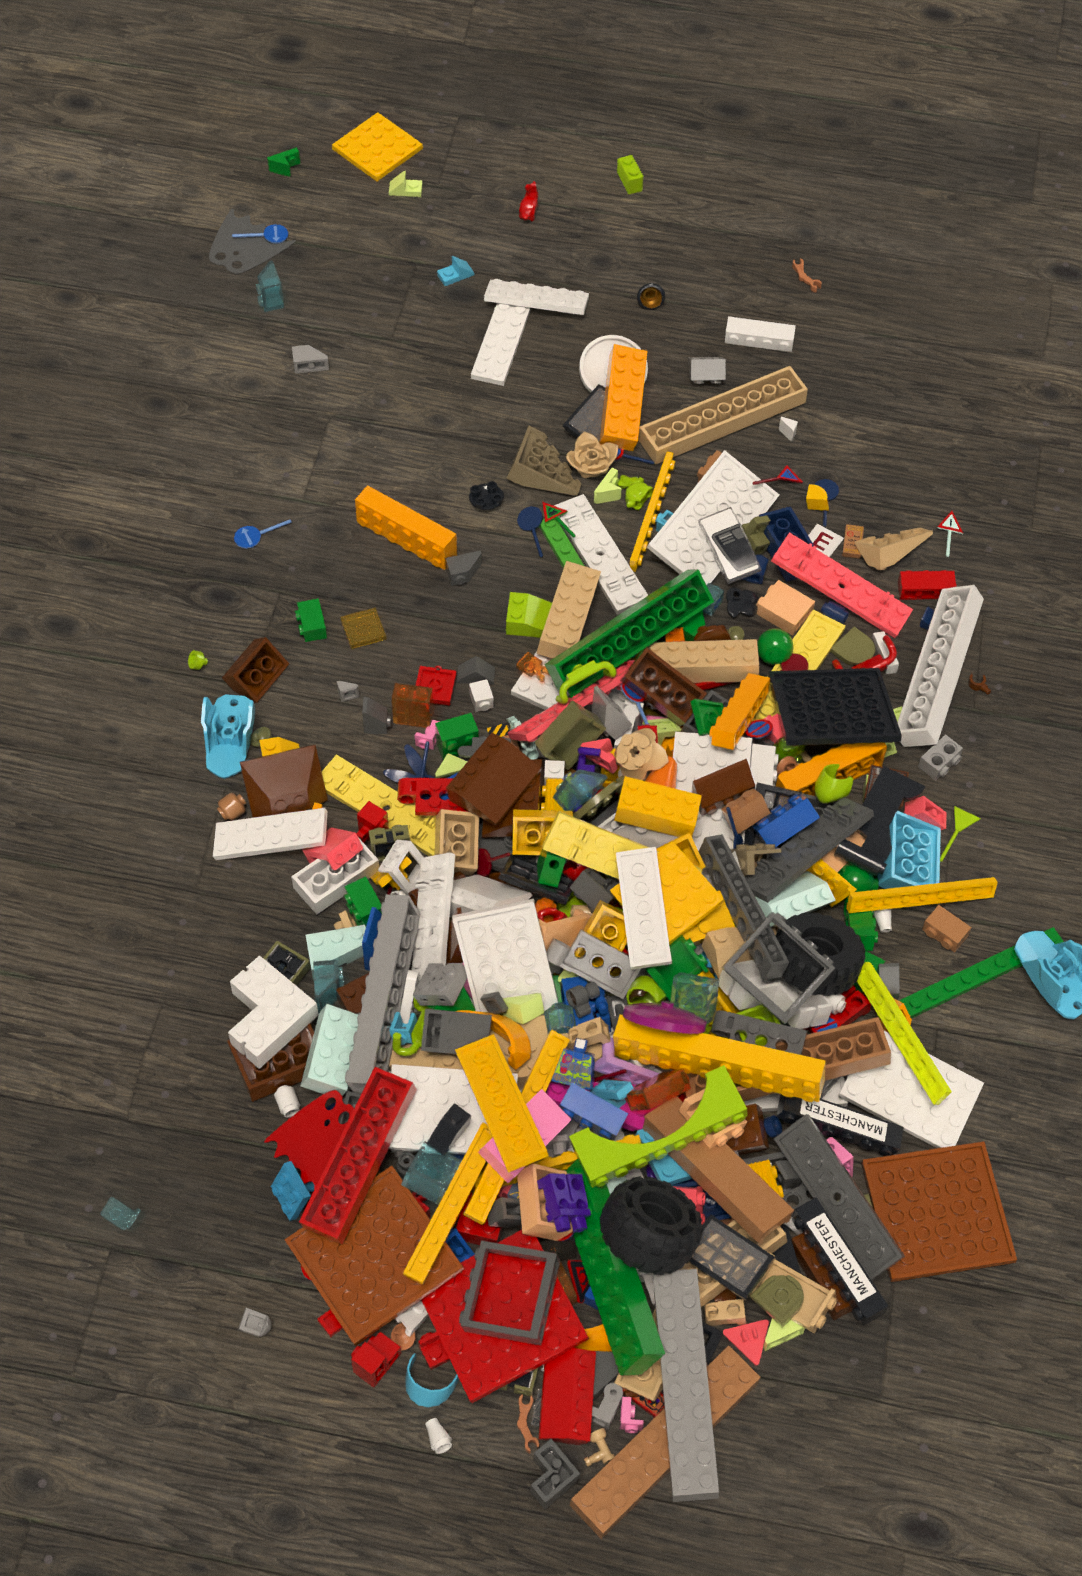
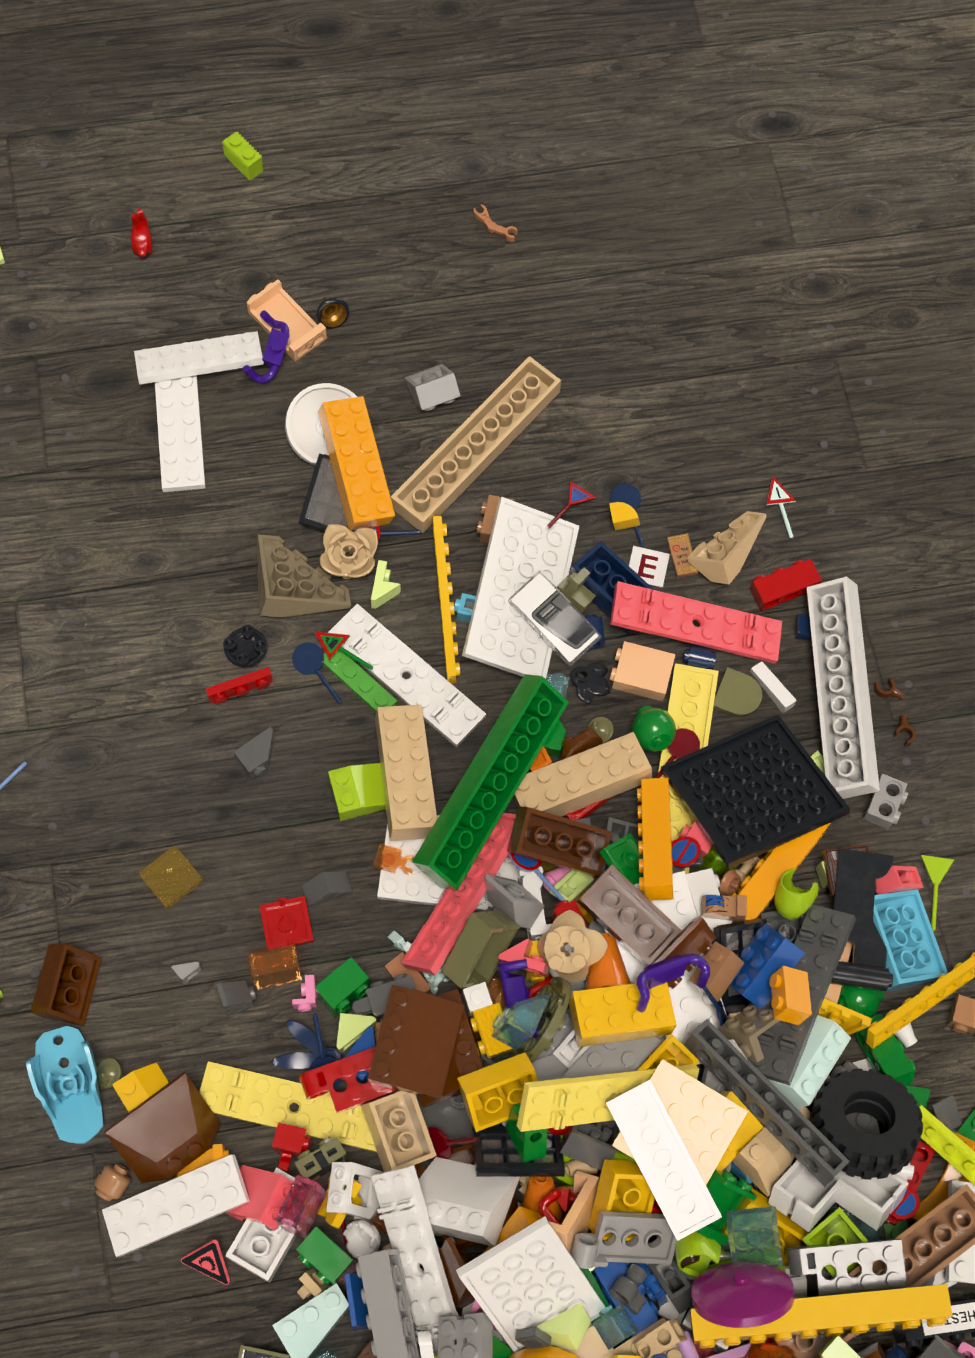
camera: 25 degrees left, 10 degrees up
(278, 882) = (208, 1261): none -> piece
(311, 620) = (106, 892): green brick -> none
(360, 857) = (301, 1206): none -> clear pink brick
(405, 527) = (169, 728): light orange brick -> none
(457, 271) = (89, 354): medium azure slope -> none
(470, 519) = (239, 686): none -> red plate
(481, 695) = (346, 918): white brick -> none
(500, 730) = (383, 954): sticker -> none
(580, 673) = (462, 865): lime piece -> none
(594, 308) = (274, 349): none -> dark purple piece
(613, 292) = (303, 331): none -> light nougat panel
(636, 492) = (417, 578): lime animal -> none
(690, 744) = (629, 916): none -> brick
(704, 787) = (666, 971): none -> dark purple piece
(759, 334) = (475, 321): white brick -> none
(772, 772) = (724, 907): none -> medium nougat leg
(788, 427) = (555, 434): white slope -> none
(793, 838) = (790, 995): none -> light orange brick
(809, 947) = (883, 1196): dark grey window -> none
(876, 661) = (767, 709): red piece -> none
(980, 713) = (904, 726): none -> reddish brown piece

